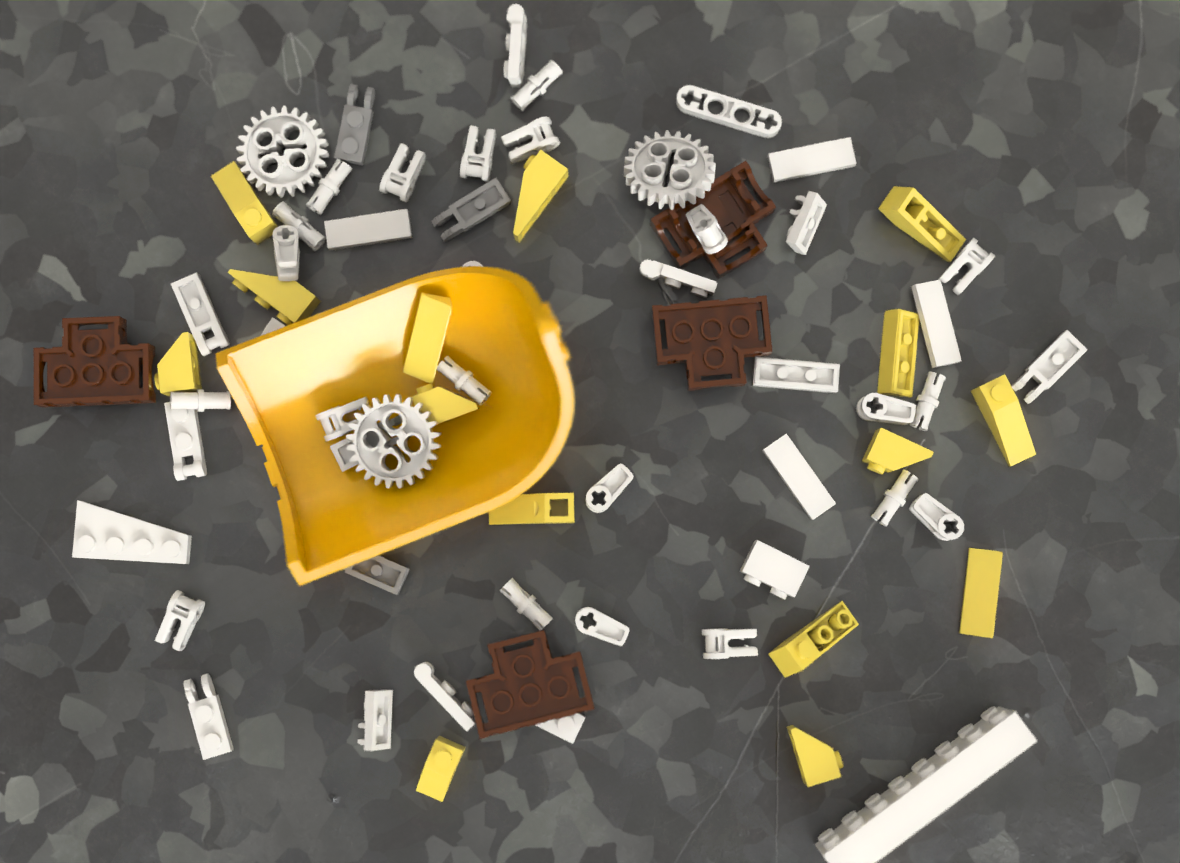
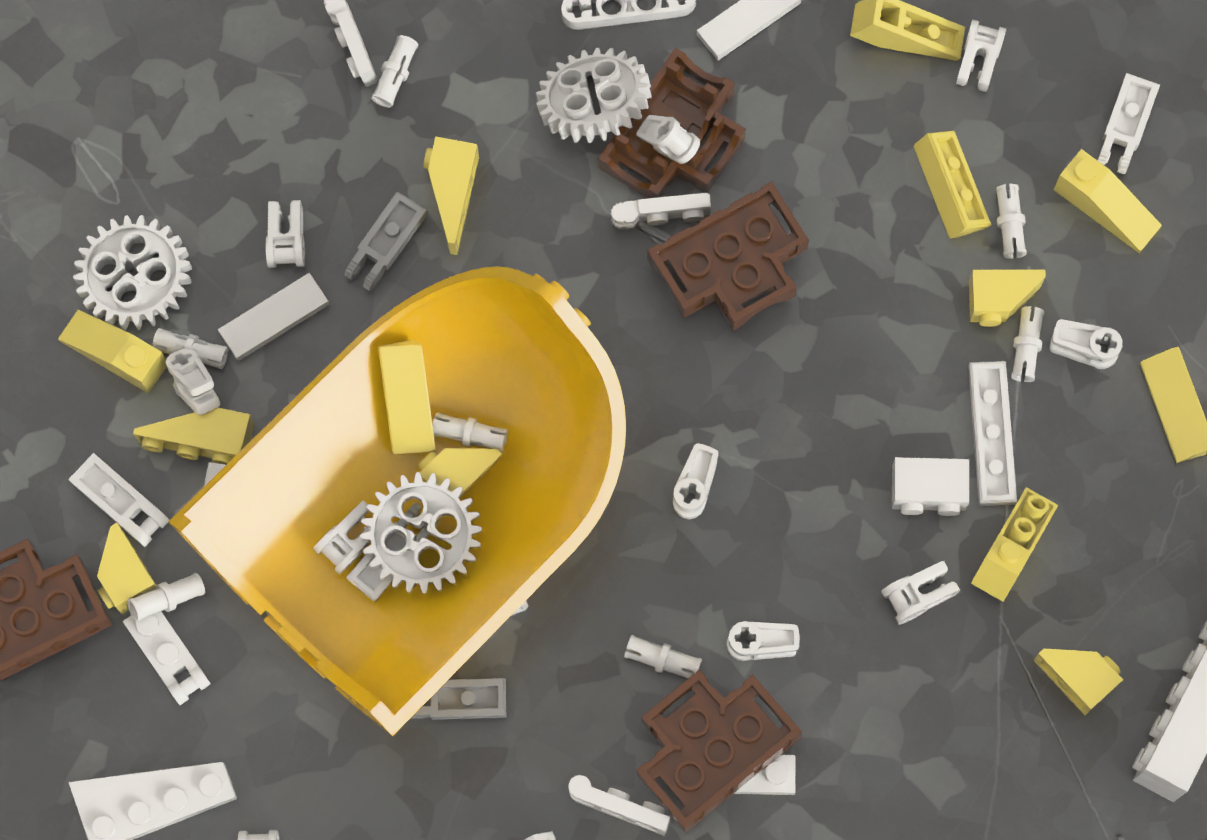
camera: 25 degrees left, 10 degrees down
(329, 186) = (205, 288): white pin -> none
(355, 127) = (205, 211): light grey hinge -> none
(478, 164) = (364, 187): white piece -> none
(531, 131) = (422, 121): white piece -> none
(535, 509) = (620, 542): light yellow slope -> none
(796, 374) = (847, 259): white tile -> none
(799, 477) = (907, 370): white tile -> none
(806, 222) = (776, 85): white plate -> none
(837, 550) = (992, 433): none -> white tile
(888, 409) = (973, 250): white piece -> none
(936, 323) = (978, 132): white tile -> none

